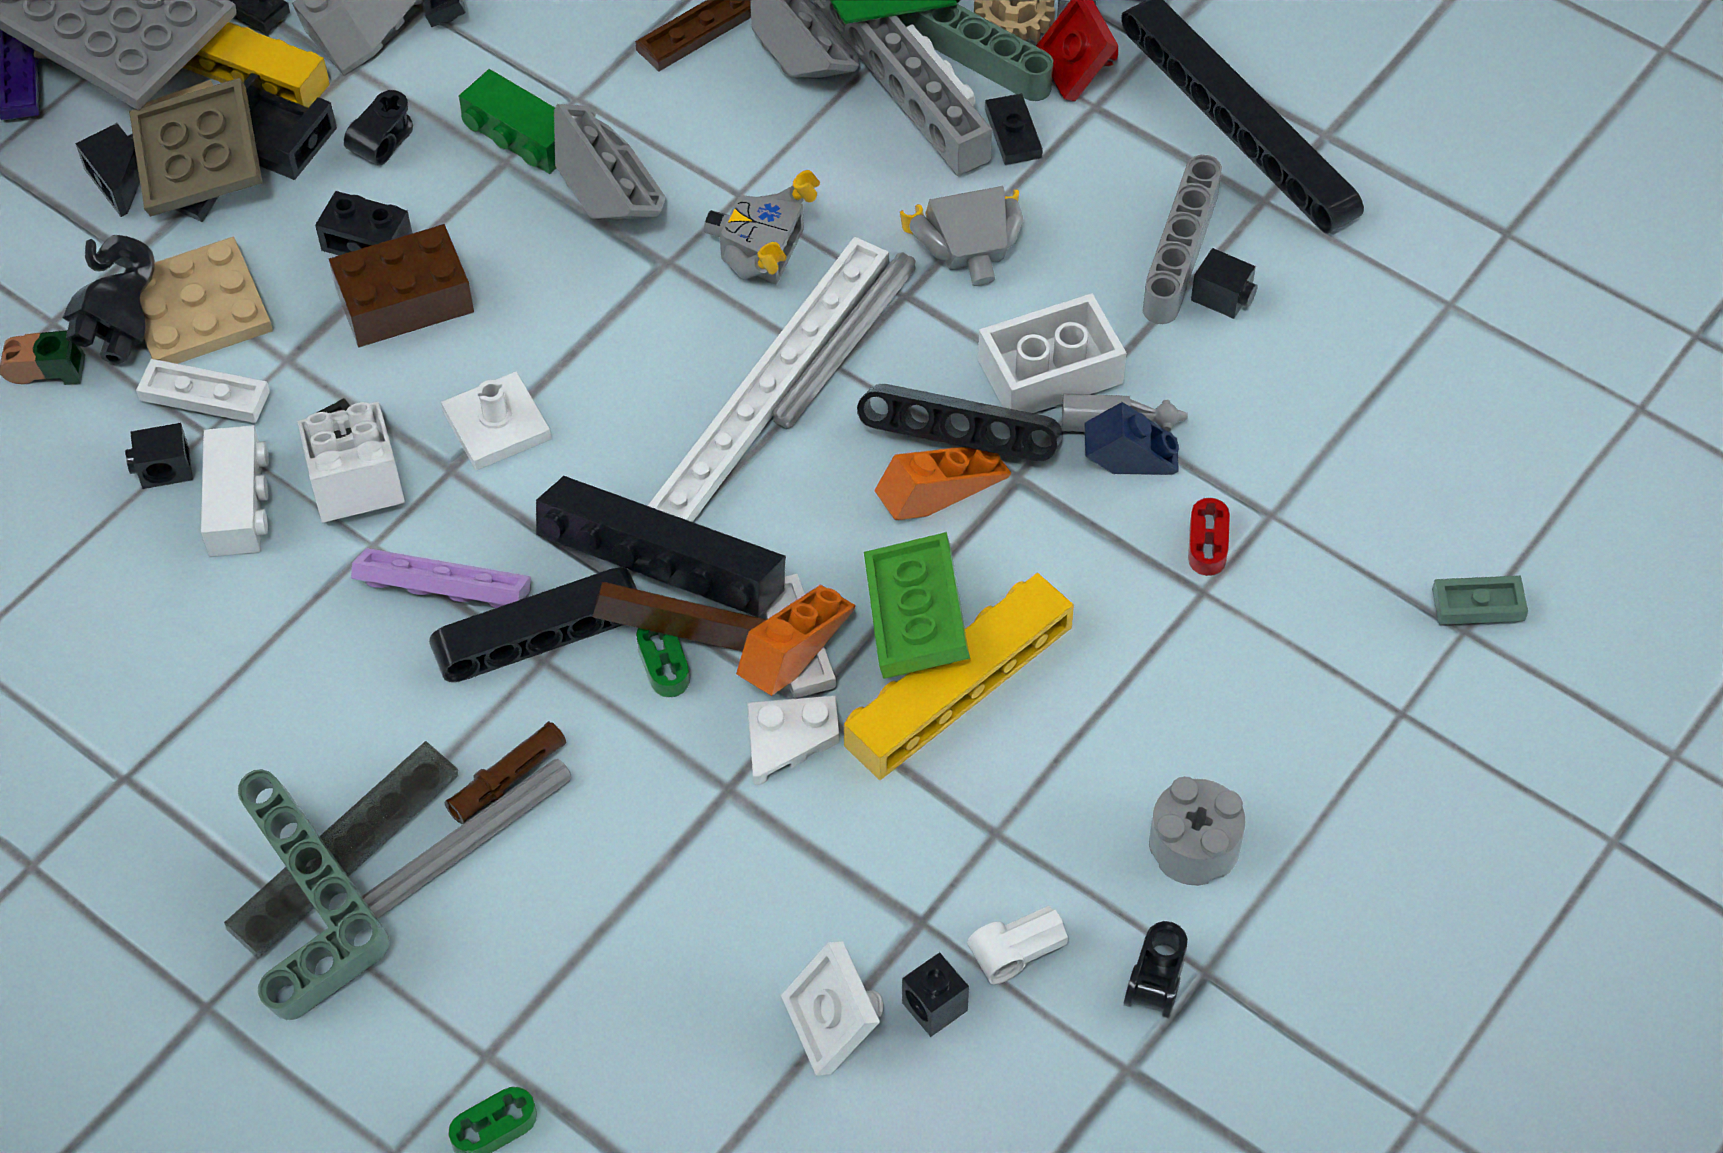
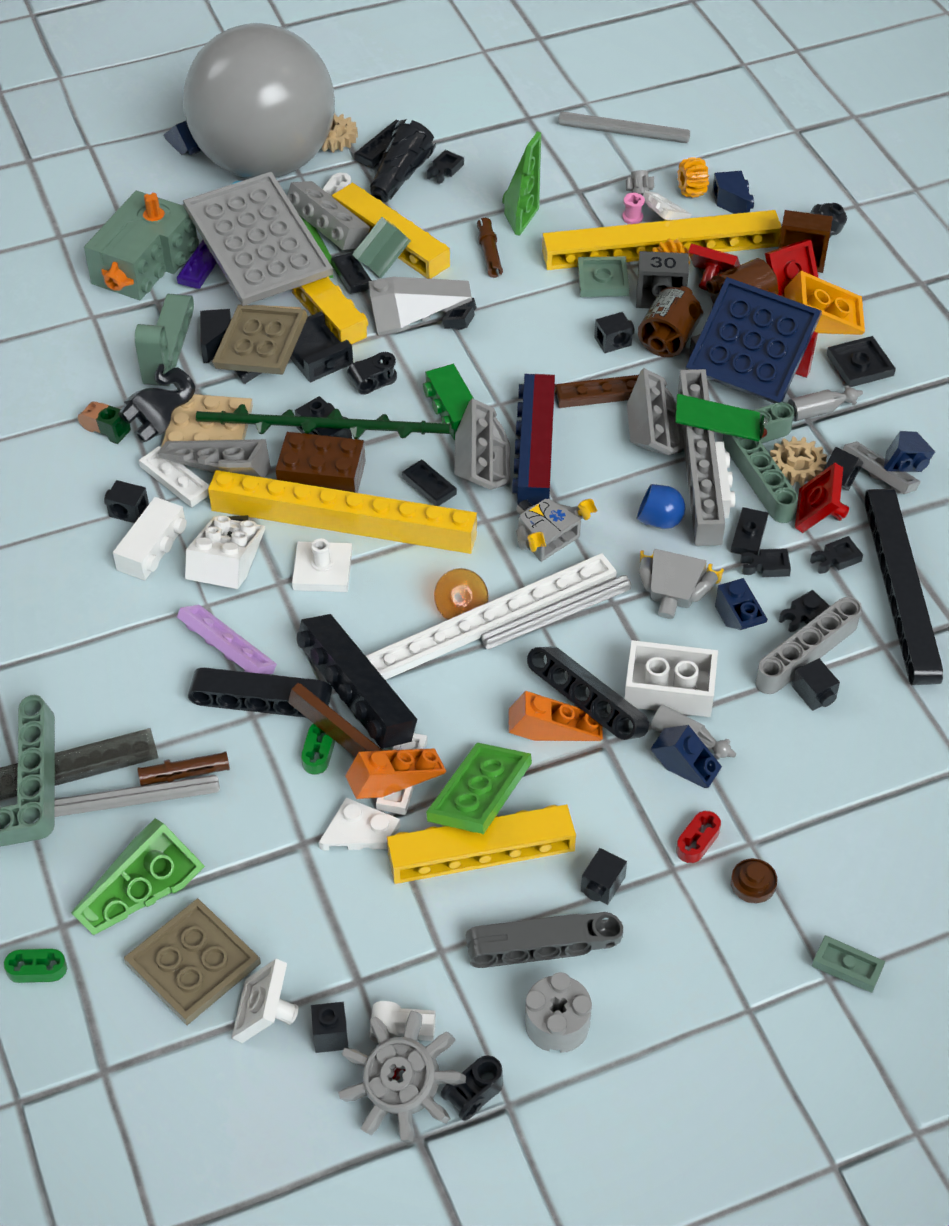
camera: 30 degrees right, 5 degrees down
(49, 204) = (165, 340): none -> sand green beam
(266, 331) = (233, 456): none -> light grey wedge
(354, 234) = (334, 420): none -> dark green plant
(474, 334) = (343, 511): none -> yellow brick
(552, 929) = (142, 874): none -> bright green wedge
(562, 245) = (429, 483): none -> black plate
(663, 125) = (536, 438): none -> brick
(698, 1007) = (192, 961): none -> dark tan plate
(721, 361) = (459, 581): none -> clear orange dish
(897, 144) = (661, 507): none -> blue helmet
(1060, 975) = (419, 1081): none -> light grey gear
(1066, 155) = (769, 561): none -> black plate
(1071, 228) = (738, 605): none -> dark blue slope
(1112, 753) = (542, 939): none -> dark grey piece
(1134, 640) = (603, 876): none -> black brick
(1140, 107) = (839, 553): none -> black plate
(1146, 196) = (803, 610): none -> black plate
(1310, 556) = (754, 880): none -> reddish brown plate

